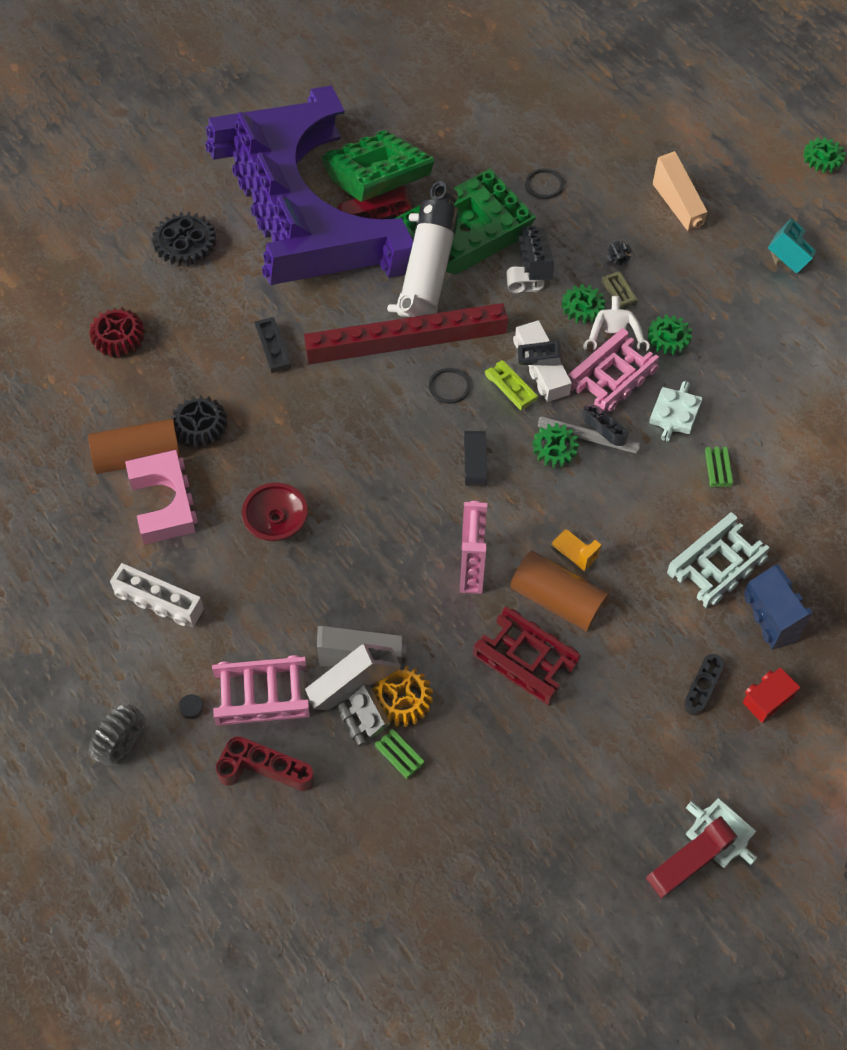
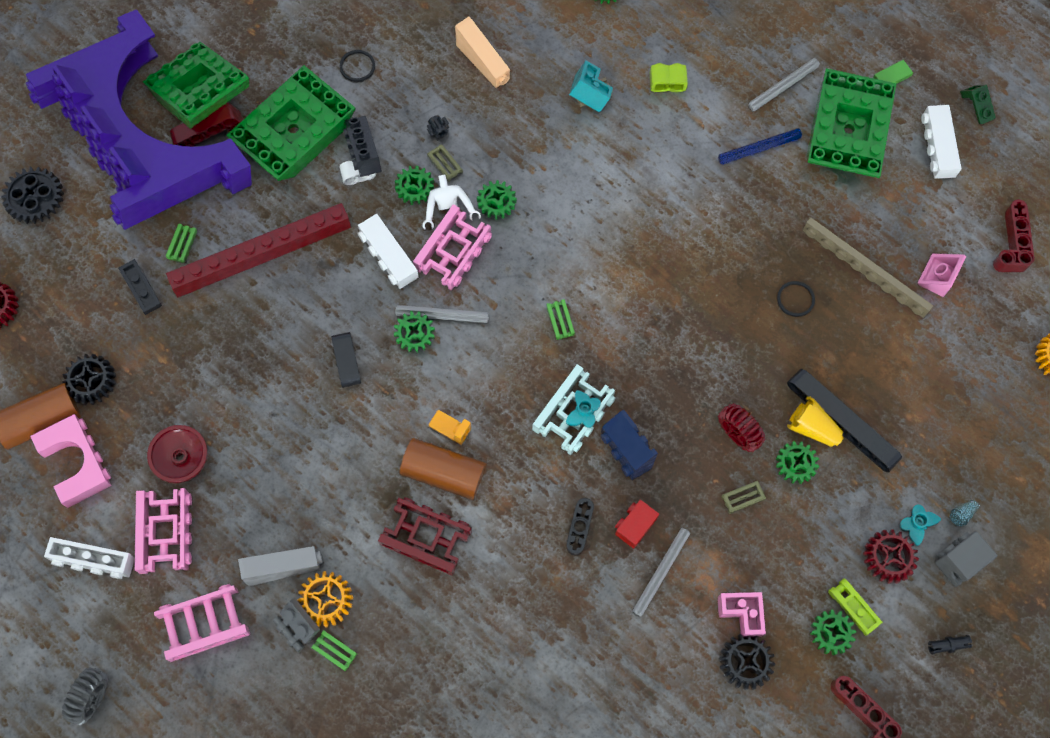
camera: 15 degrees left, 10 degrees up
(190, 706) = (144, 651): black tile -> none
(223, 585) = (146, 530): none -> bright pink fence
(266, 768) = (223, 691): dark red beam -> none
(329, 302) = (193, 231): none -> bright green tile
(361, 667) = (274, 597): light grey slope -> none
(429, 253) = (264, 170): white piece -> none
(449, 401) = (305, 276): black piece -> none
(473, 547) = (359, 465): bright pink fence -> none
(511, 385) = (365, 280): lime plate -> none
(543, 360) = (390, 240): black slope -> none
(611, 430) = (451, 295): black beam -> none
(675, 410) = (514, 273): light aqua plate -> none
(692, 857) = (593, 686): dark red beam -> none
(730, 560) = (584, 410): none -> teal animal
(739, 826) = (614, 656): light aqua plate -> none
(790, 754) = (661, 572): none -> light grey axle

